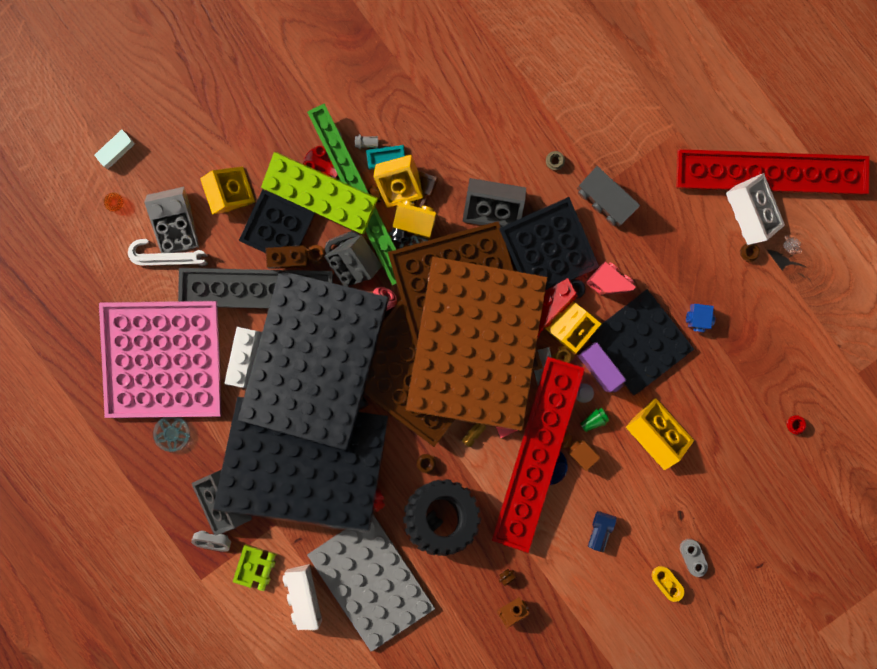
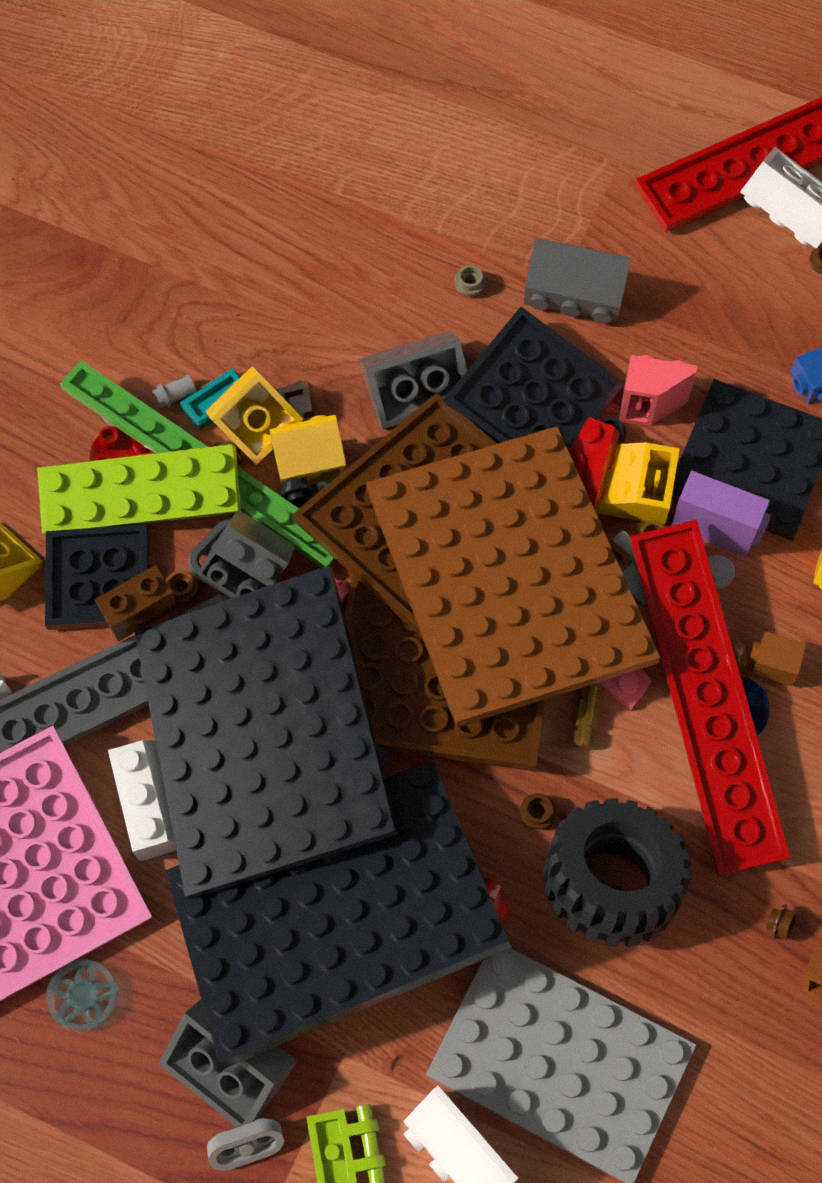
camera: 25 degrees left, 20 degrees down
(595, 420) = (761, 600): green cone -> none

